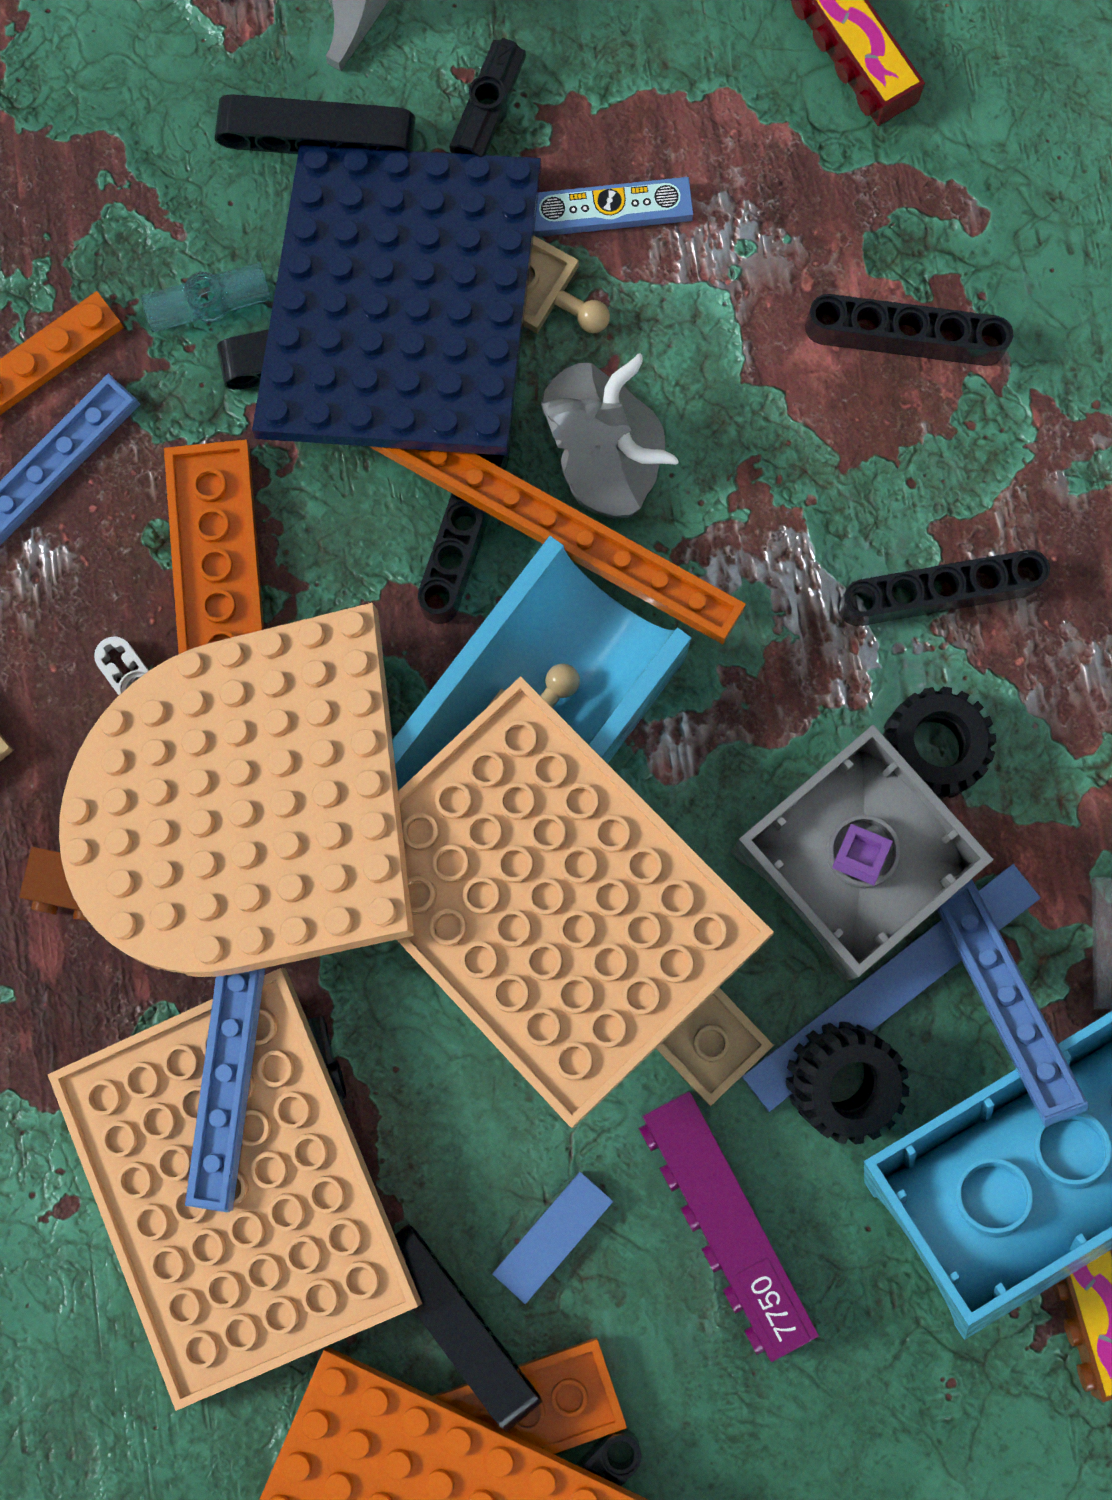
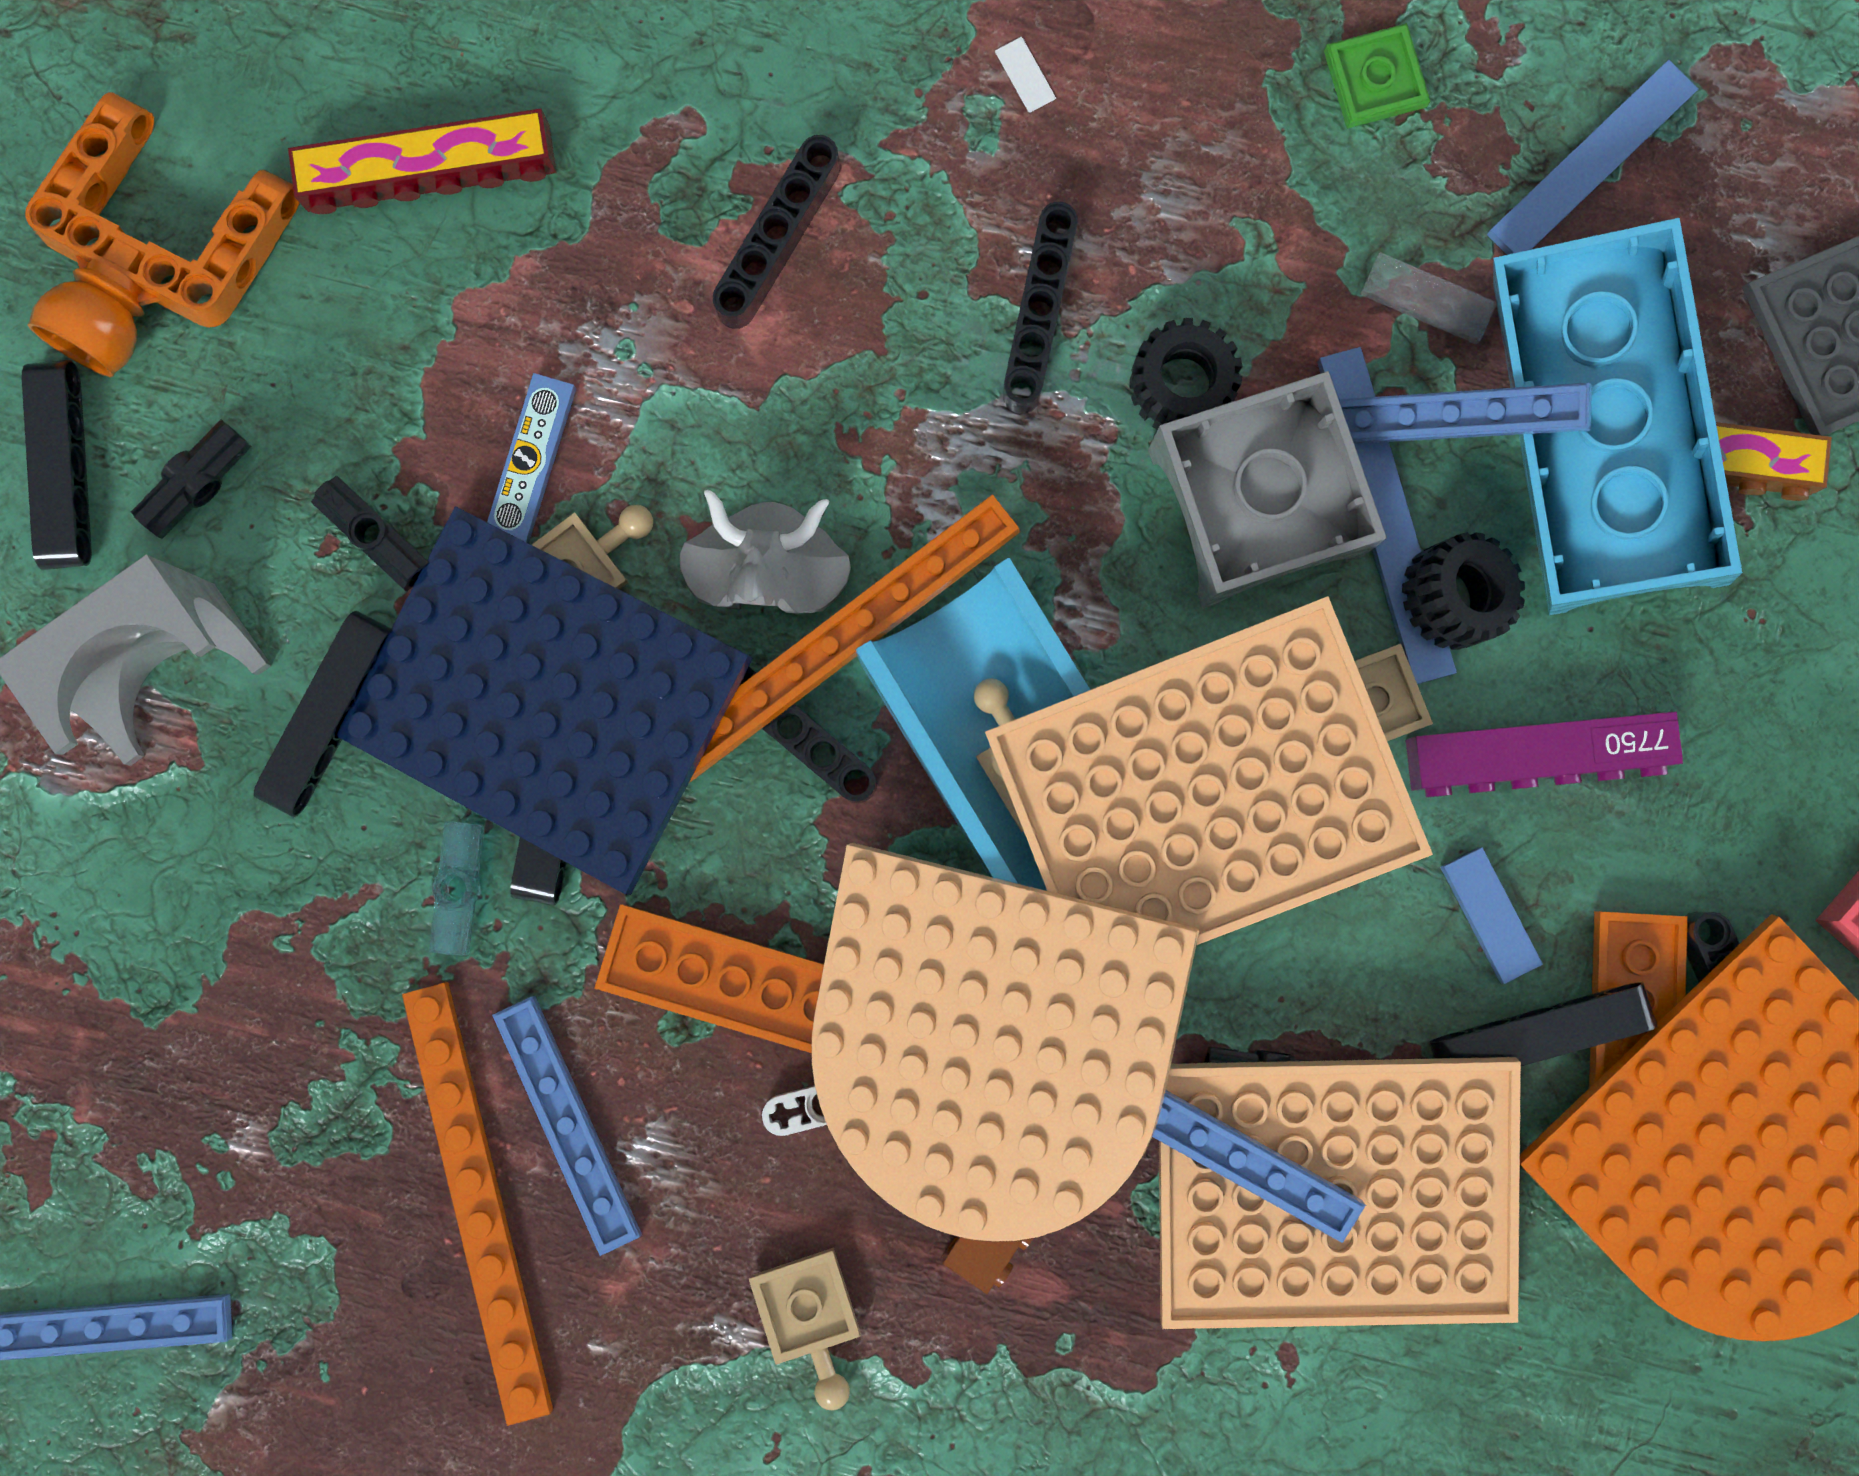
camera: 70 degrees left, 5 degrees up
(862, 854) = (1277, 486): medium lavender plate -> none

